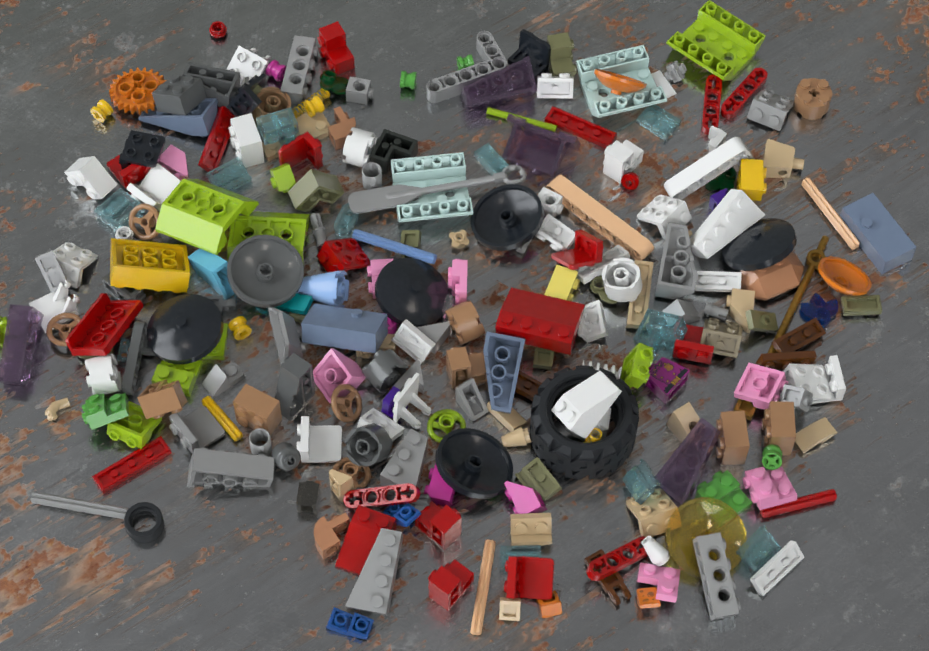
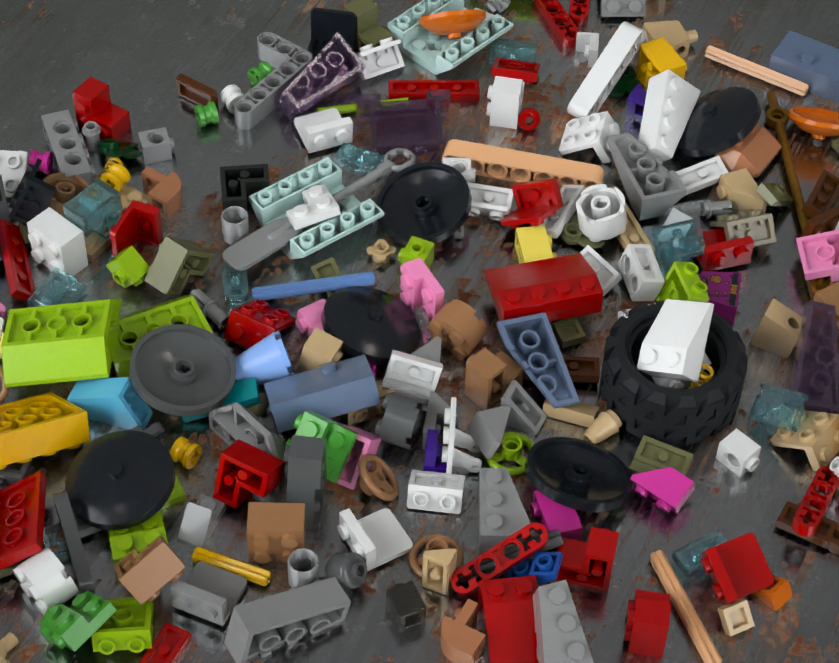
camera: 30 degrees left, 10 degrees down
(260, 361) = (244, 472): none -> red brick
(321, 63) = (91, 132): none -> light grey pin
(325, 363) = (338, 440): none -> bright green plate
(359, 147) = (201, 199): white brick -> none
(362, 297) = (319, 350): none -> tan slope
(368, 445) = (449, 523): dark grey brick -> none
(412, 59) = (195, 91): none -> reddish brown tile
(428, 191) = (318, 207): none -> white plate
(433, 72) = (229, 96): none -> white wheel
(436, 402) = (488, 429): none -> light grey slope
(478, 255) = (416, 249): none -> lime brick
(480, 126) = (324, 129): none -> white bracket
(531, 529) = (694, 516): tan bracket -> none
(594, 499) = (738, 453): none -> white brick
(621, 337) = (641, 272): none -> white brick
(646, 137) = (516, 69): none -> red plate
(819, 308) = (815, 164): clear blue plate -> none

